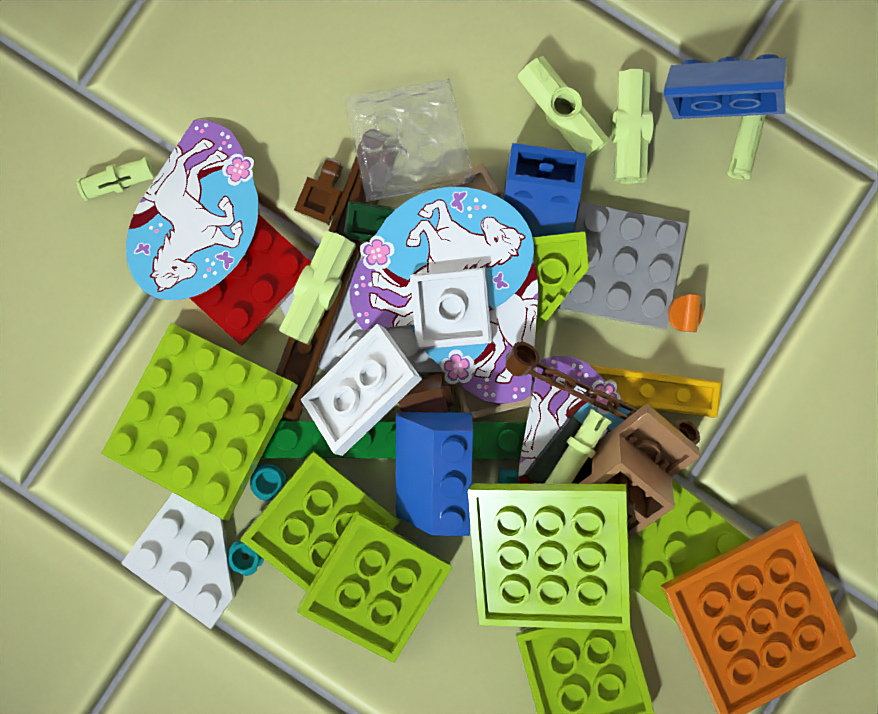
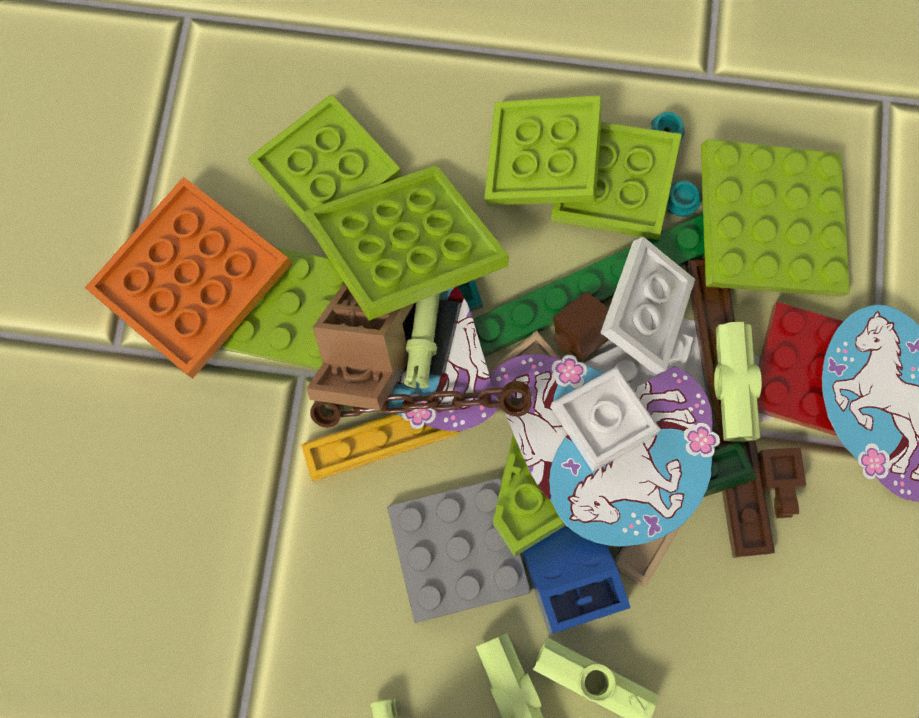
camera: 155 degrees right, 10 degrees down
(186, 559) = (714, 102): white plate -> none
(408, 139) = (731, 572): clear plate -> none
(434, 471) = (544, 270): blue slope -> none
(686, 313) = (374, 529): orange plate -> none

